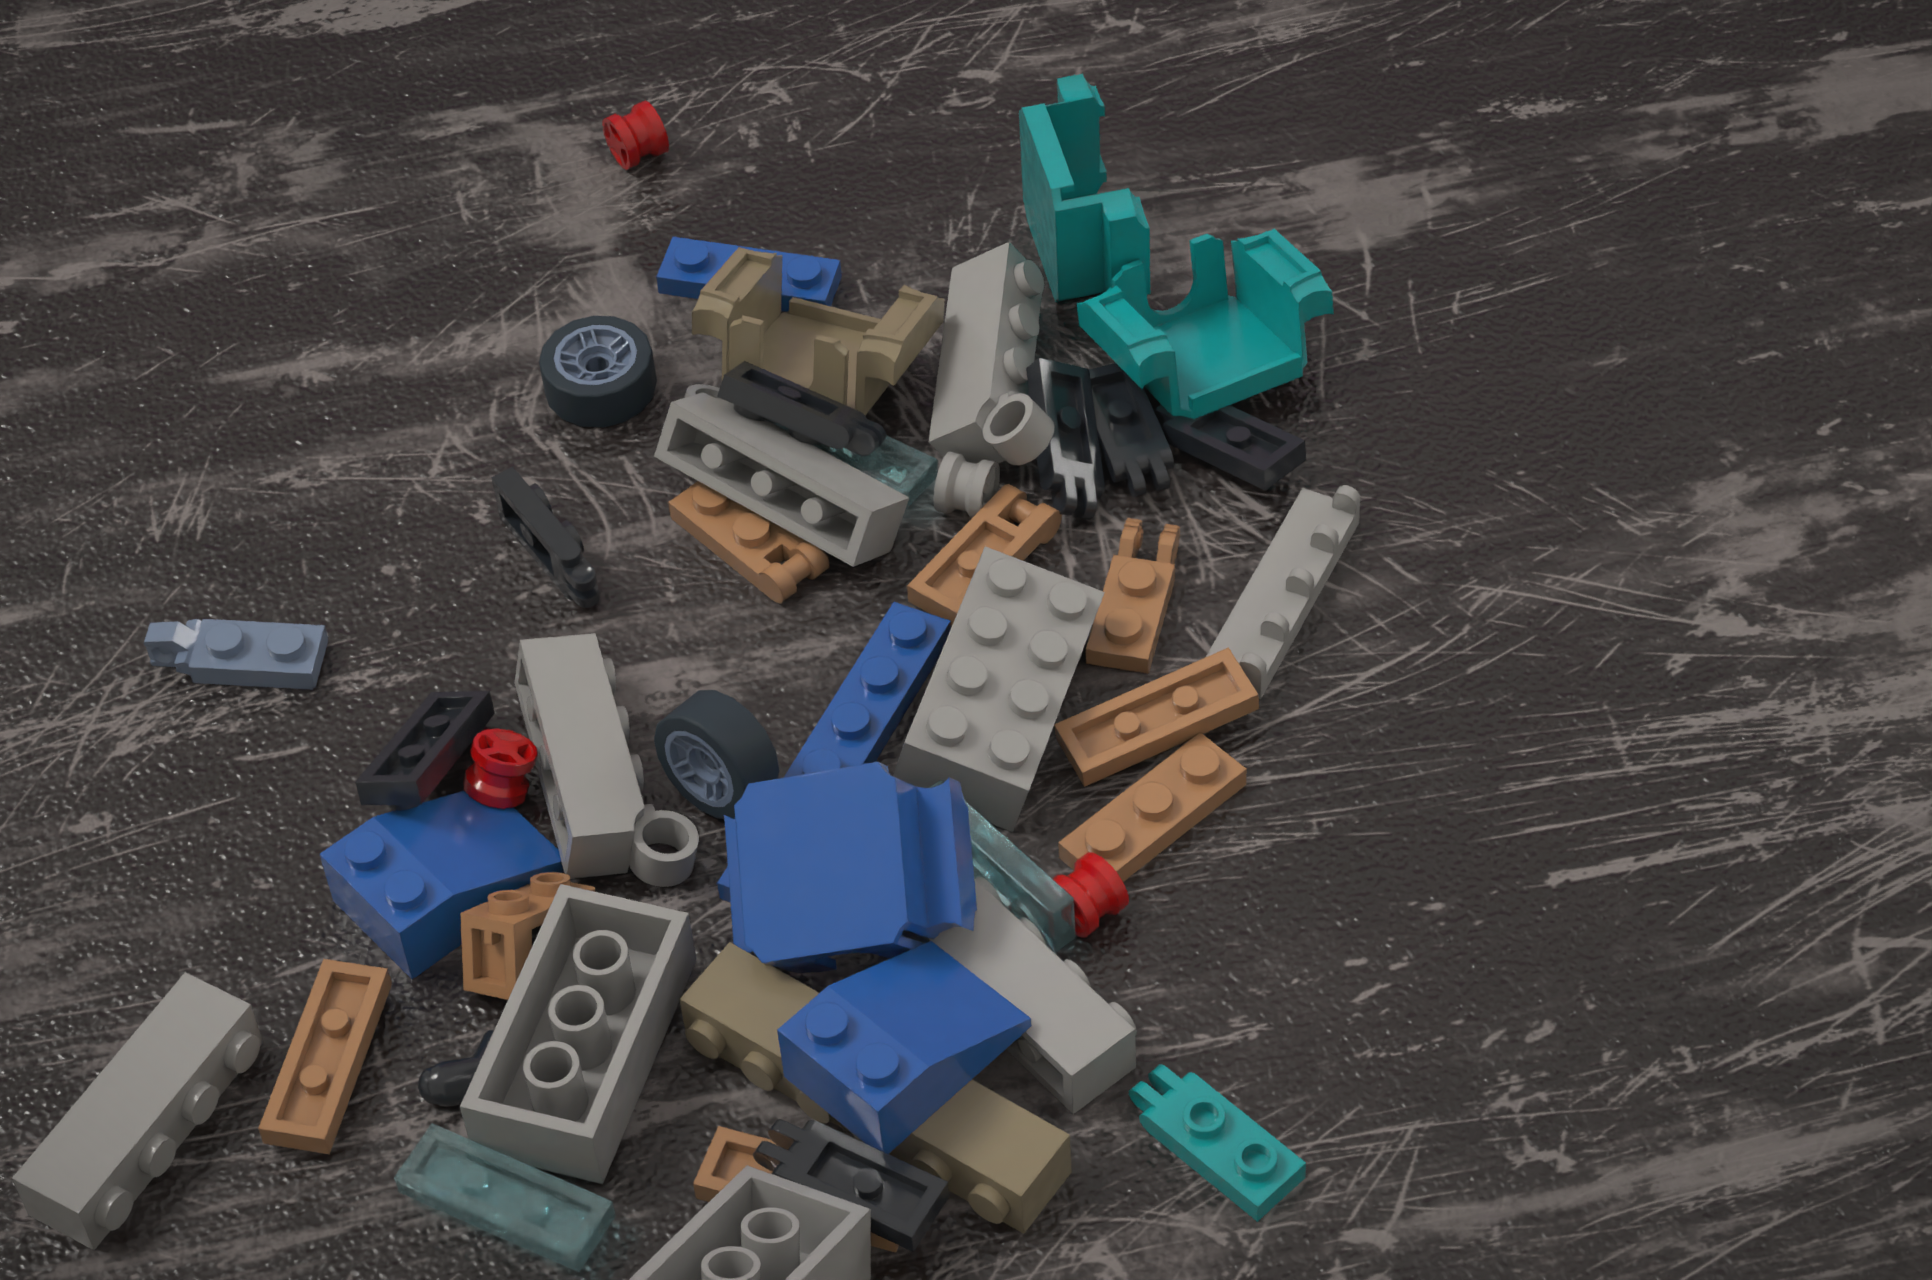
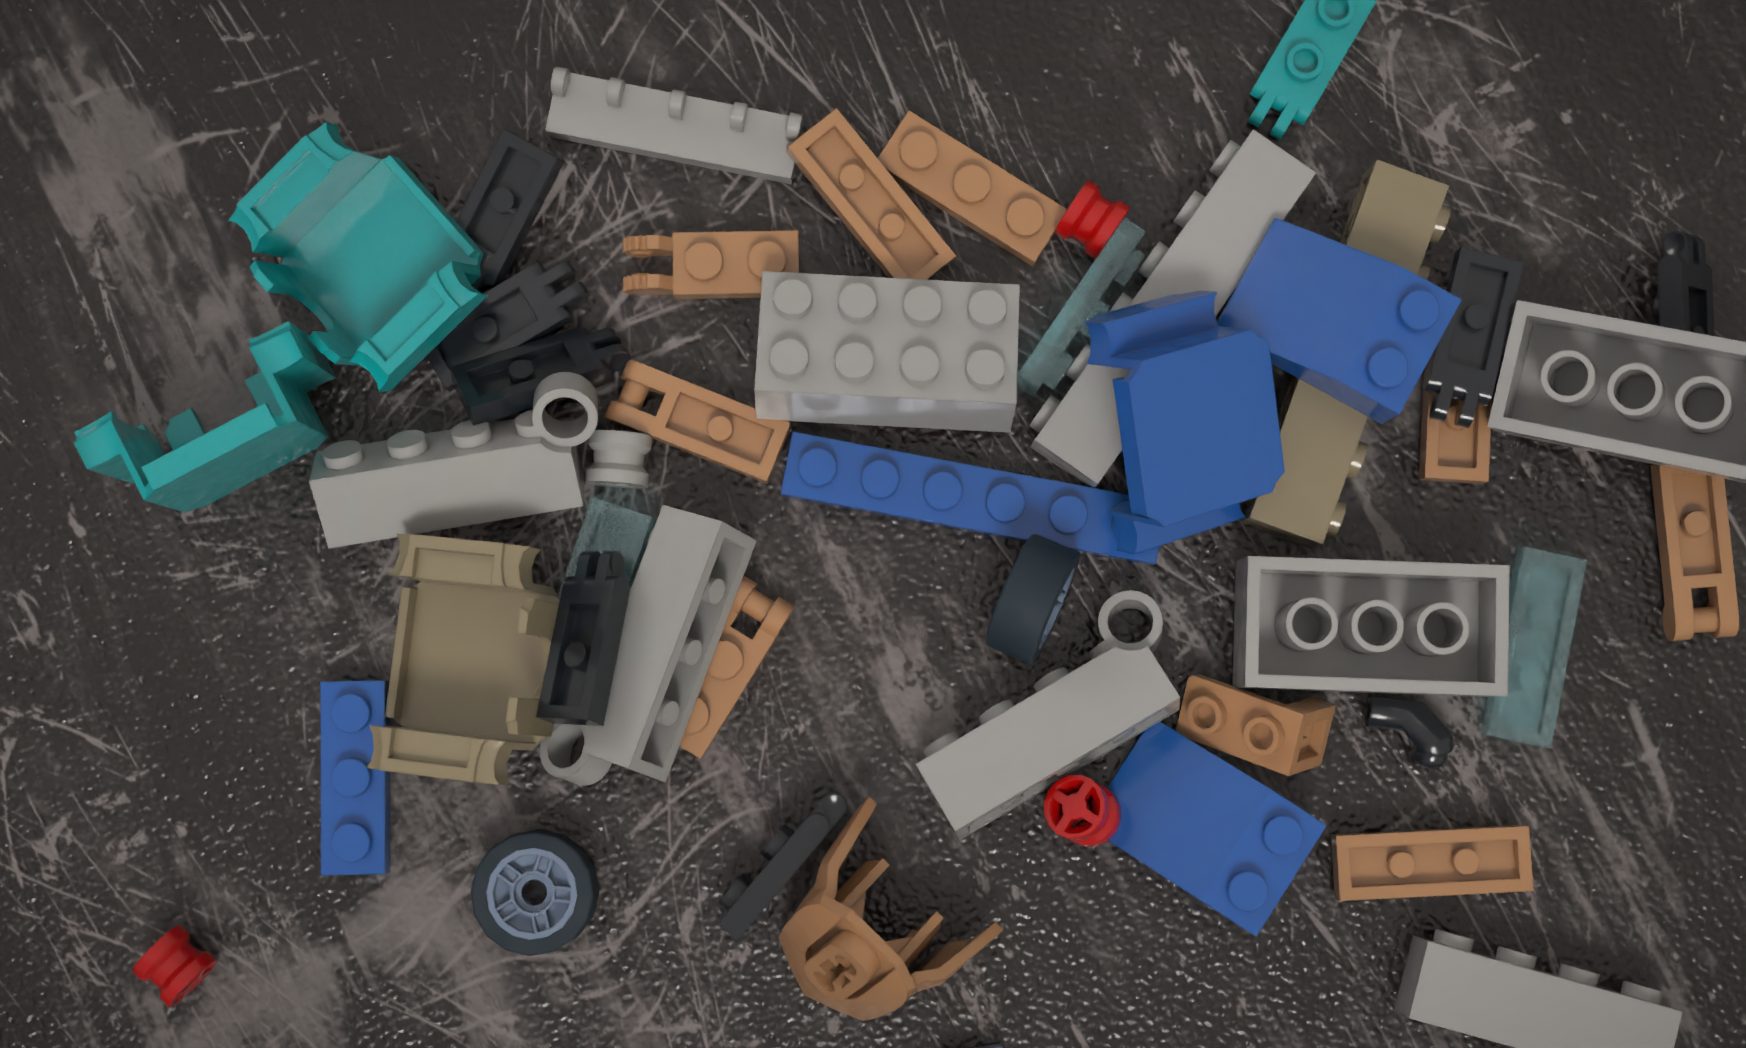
camera: 110 degrees left, 35 degrees up
(424, 749) = (1090, 886): black plate -> none
(472, 535) = (844, 959): none -> medium nougat piece

